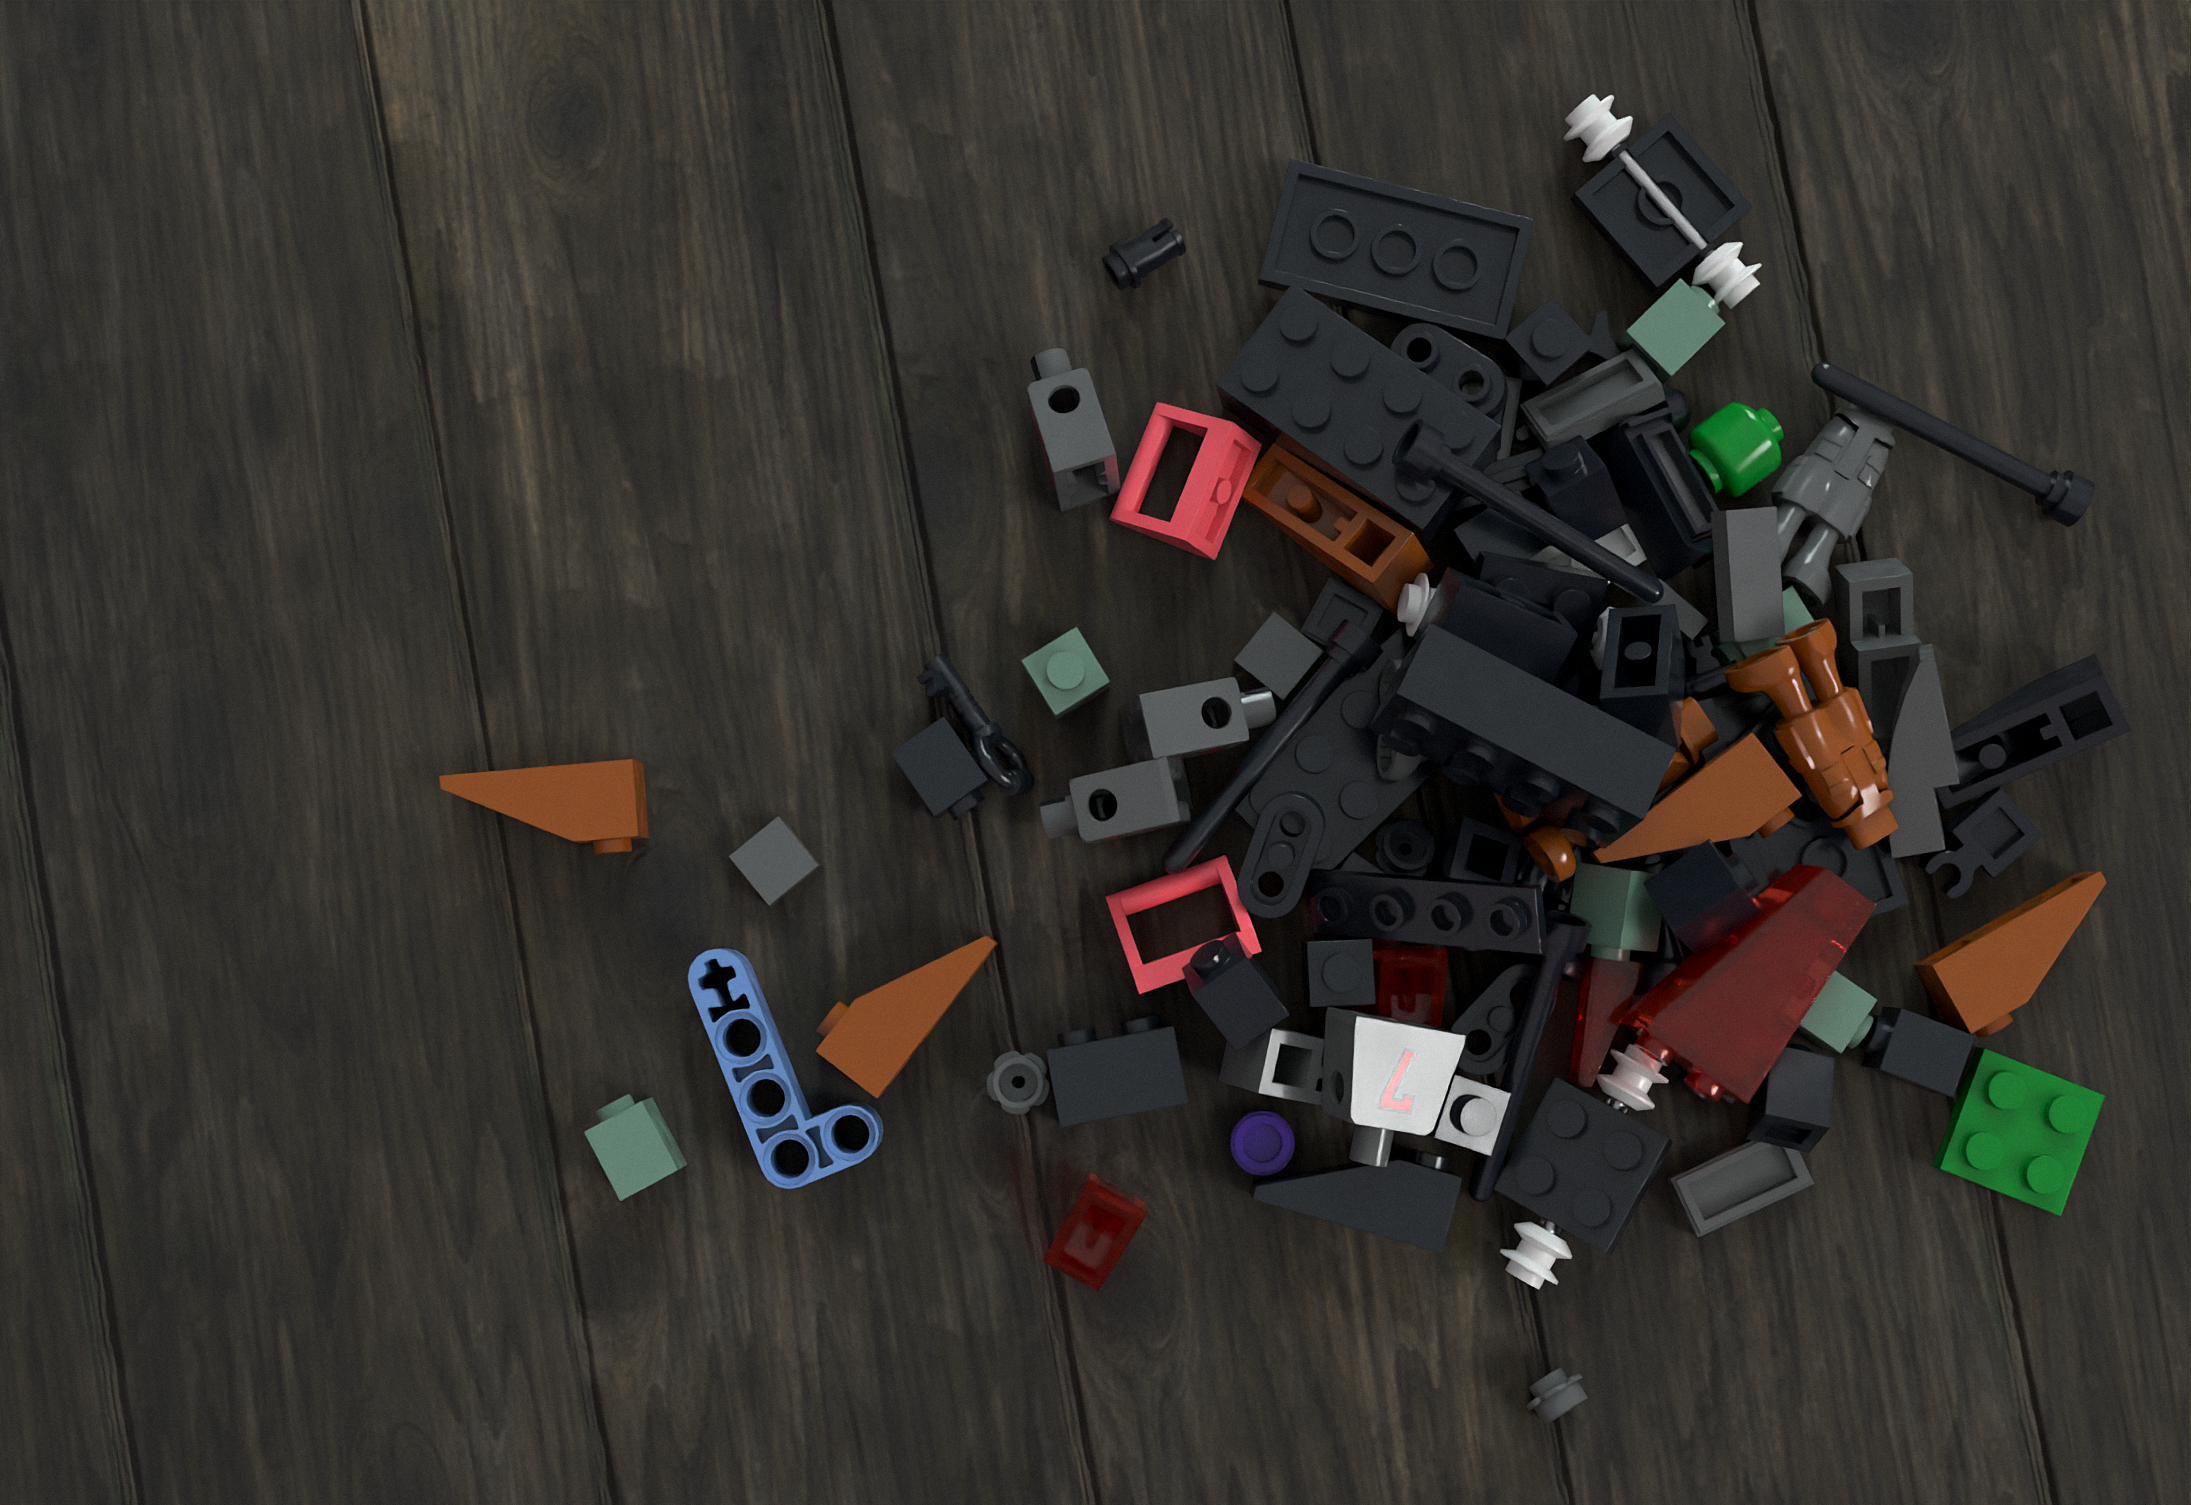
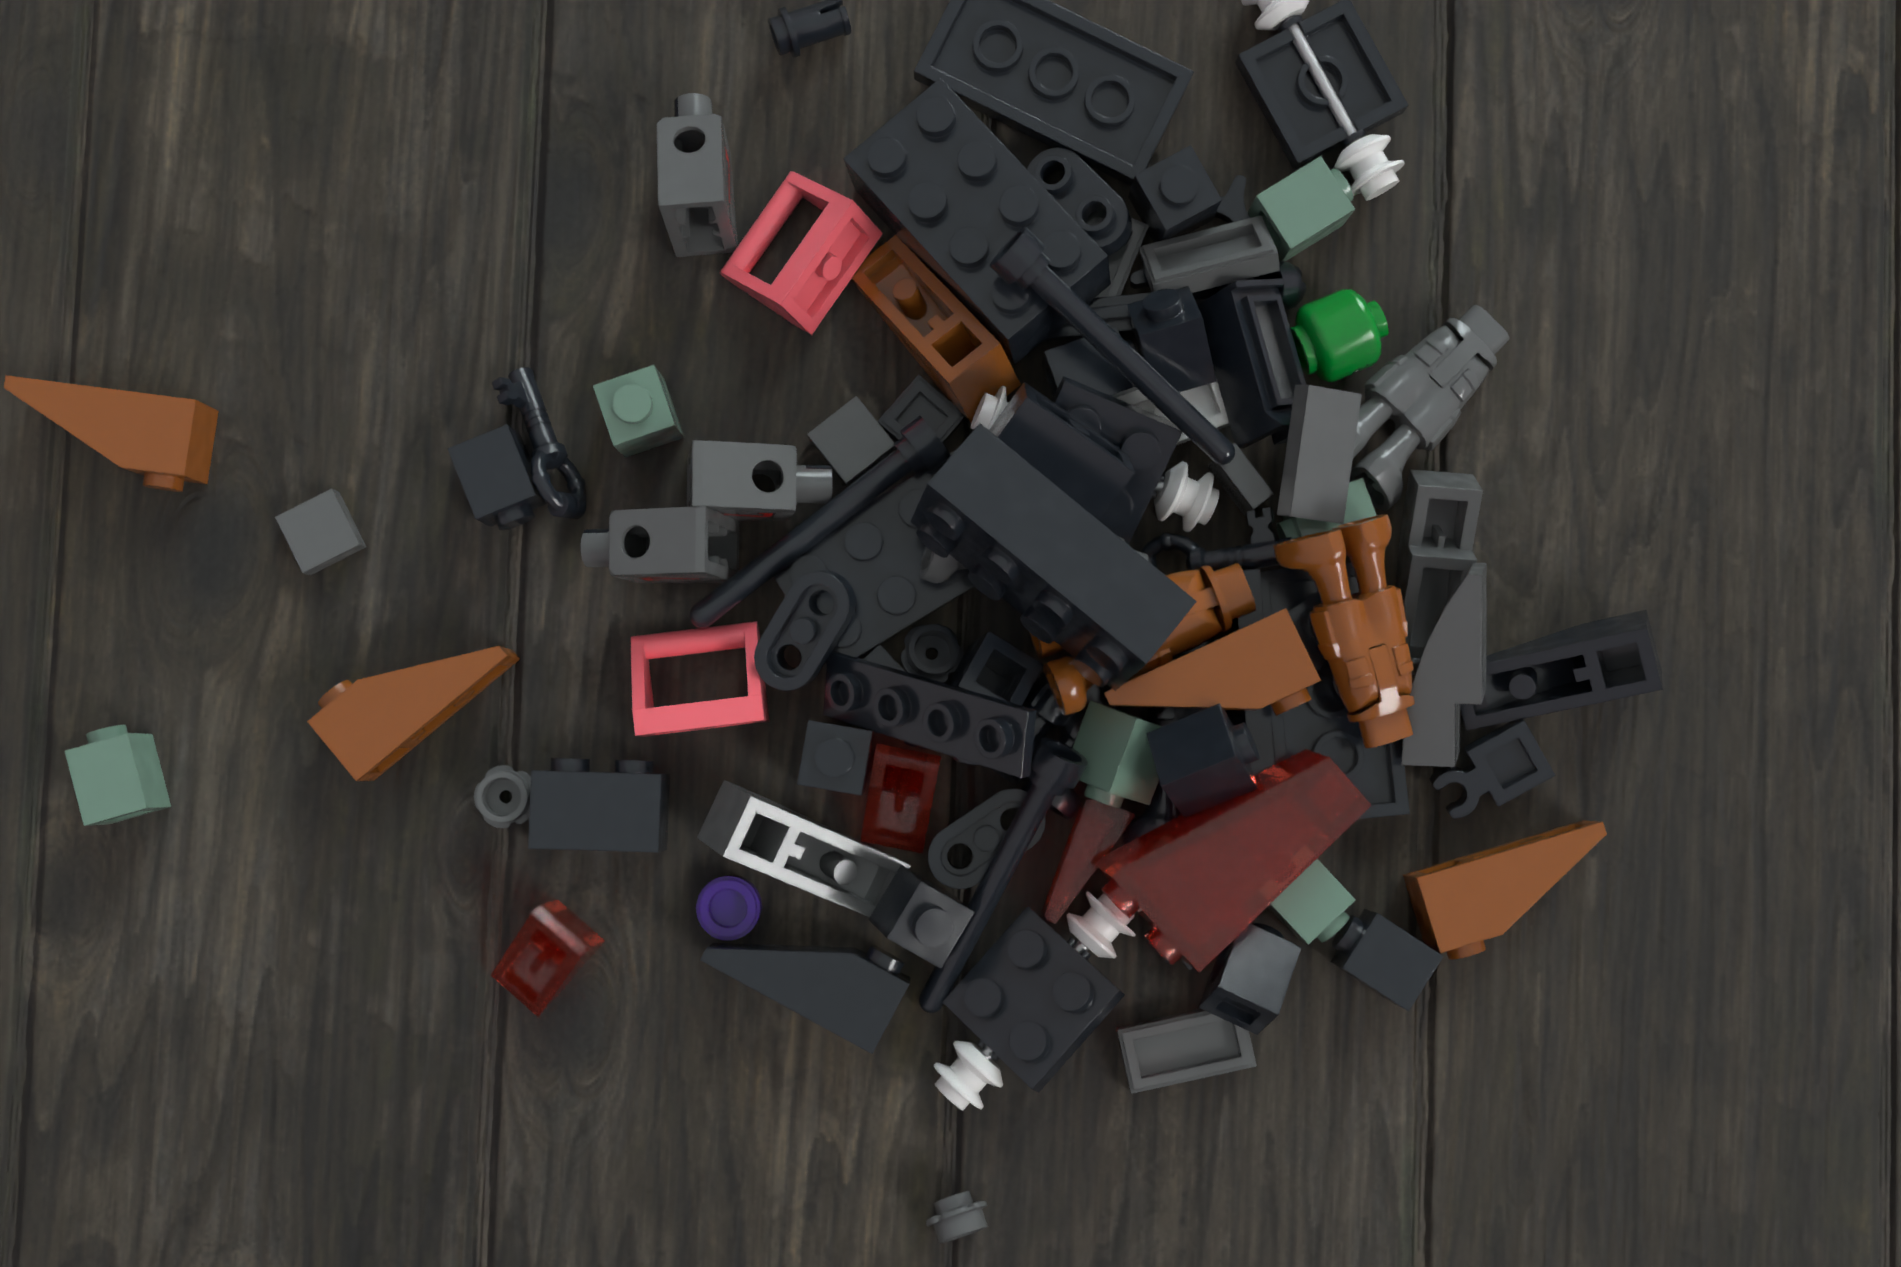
camera: 10 degrees right, 0 degrees up
(772, 1063) = (271, 724): medium blue beam -> none
(1234, 990) = (724, 751): black brick -> none
(1385, 1077) = (854, 869): torso -> none
(1645, 670) = (1193, 526): black brick -> none
(2018, 1131) = (1469, 1059): green plate -> none
(2061, 495) = (1647, 449): black piece -> none

